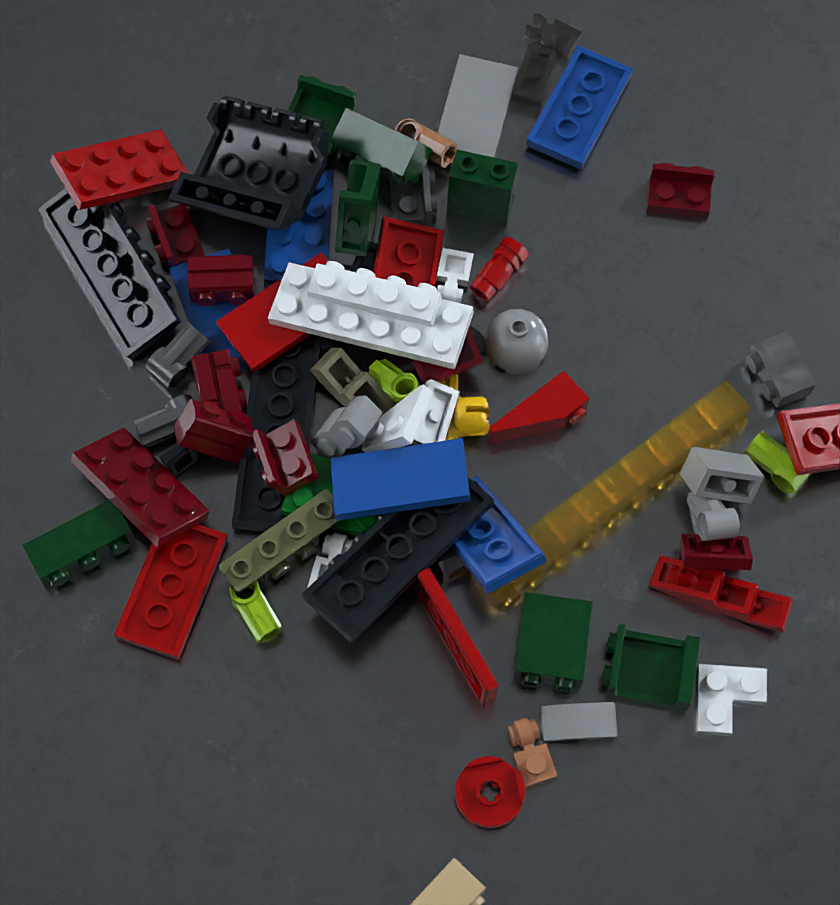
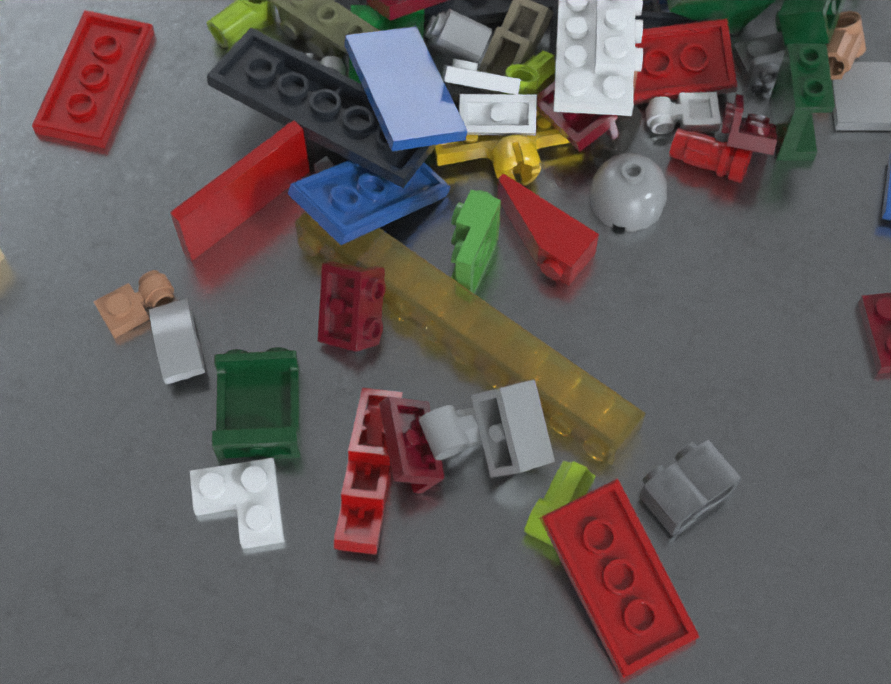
camera: 80 degrees right, 5 degrees down
(281, 757) = (93, 79): none -> red tile
(478, 809) = (81, 290): red plate -> none
(491, 234) = (748, 133): none -> dark red bracket
(545, 460) = (474, 237): none -> bright green plate
(553, 641) = (265, 291): dark green panel -> none
(587, 575) = (351, 306): none -> dark red bracket

